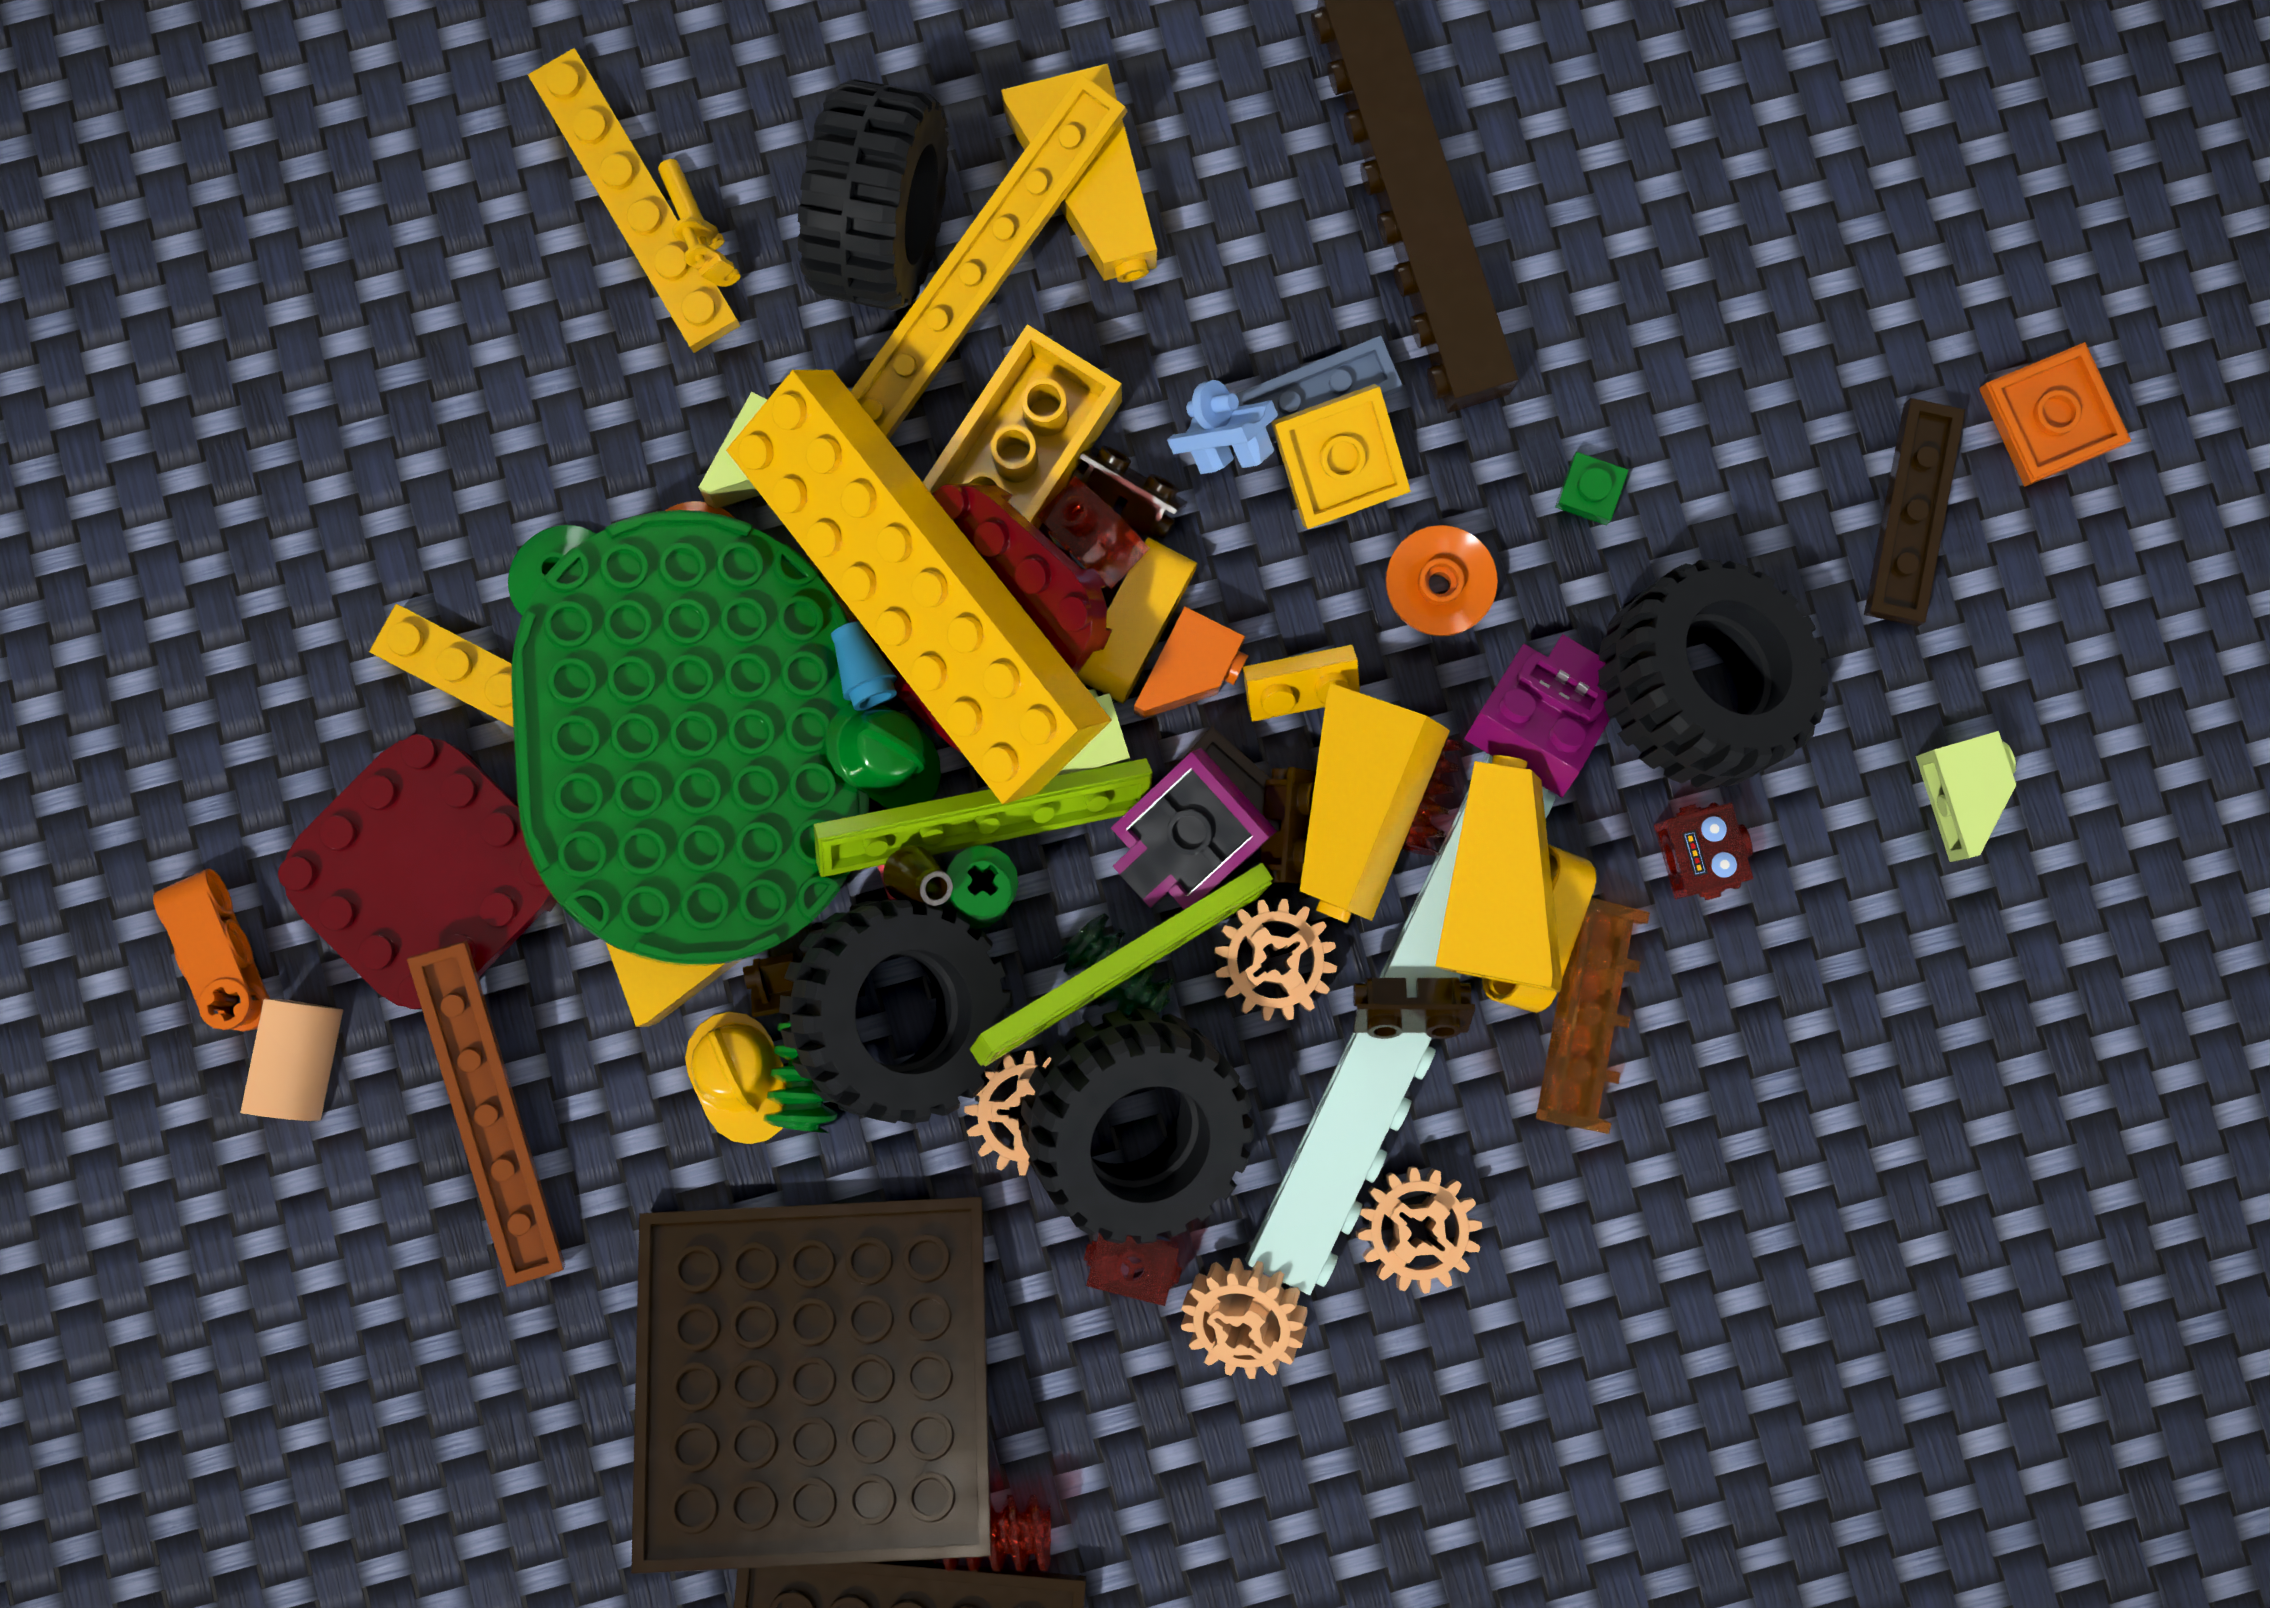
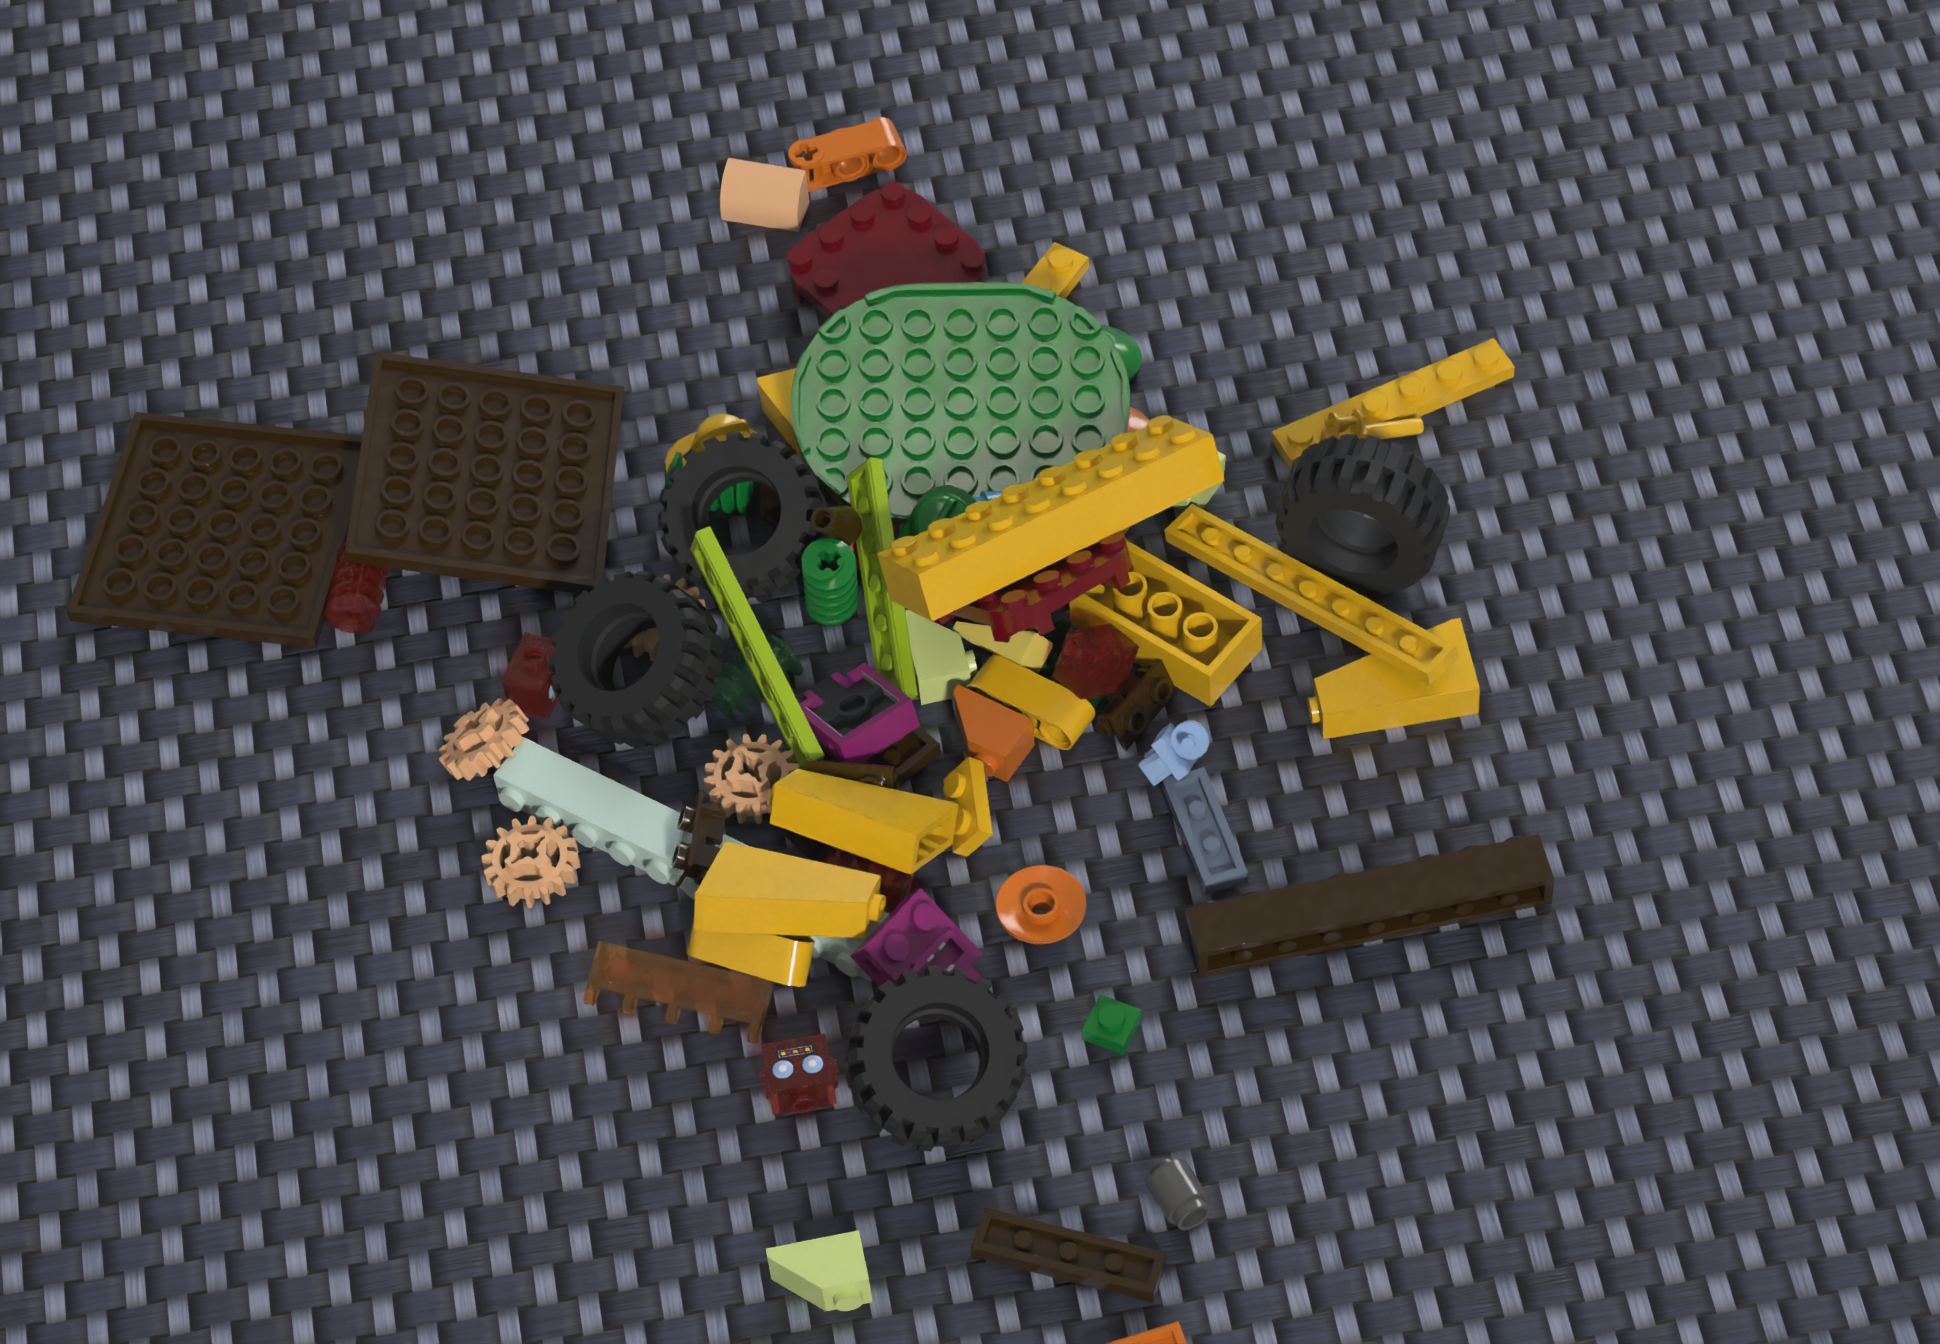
camera: 100 degrees right, 30 degrees down
(486, 1112) = (707, 295): dark orange plate -> none
(1341, 456) = (1147, 837): yellow plate -> none
(1827, 390) = (1179, 1193): none -> dark grey brick

